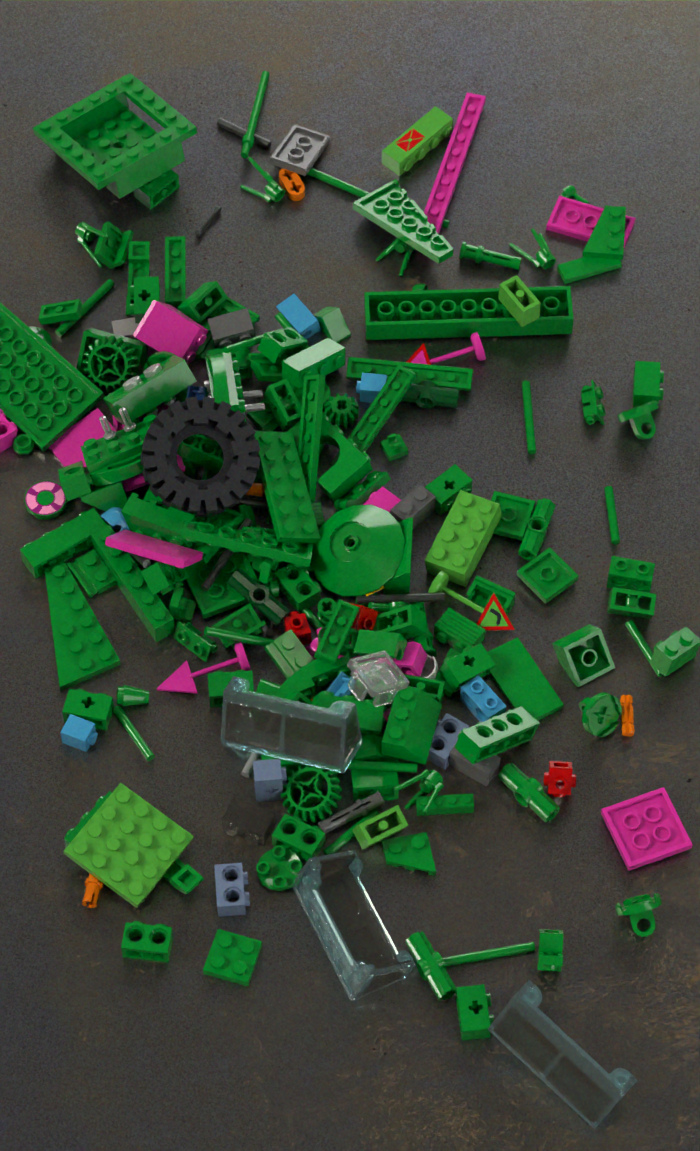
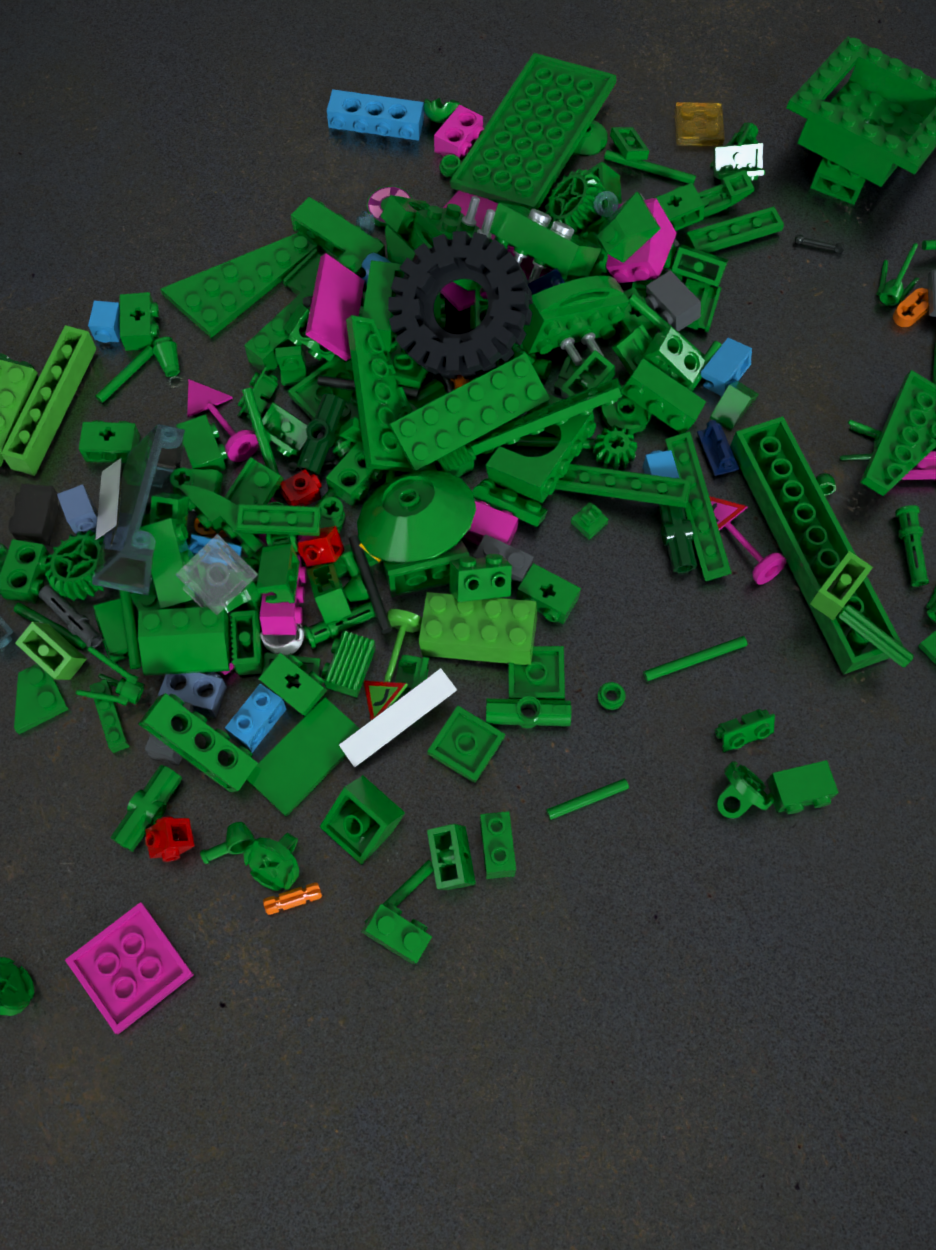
camera: 70 degrees right, 10 degrees up
(56, 260) = (699, 124): none -> clear yellow plate
(56, 519) = (366, 222): none -> clear light blue plate
(134, 337) = (612, 203): none -> clear light blue plate
(156, 791) = (49, 400): none -> bright green brick
(163, 329) = (628, 228): none -> green slope
(200, 753) = (107, 441): none -> green brick
(243, 756) = (108, 499): none -> white sticker
(366, 347) = (717, 449): none -> dark blue hinge
(430, 518) = (480, 578): none -> green brick
(516, 608) = (397, 717): none -> white sticker
(540, 471) = (617, 690): none -> green plate
(563, 296) = (876, 636): none -> green axle
(571, 738) = (237, 840): none -> green bar

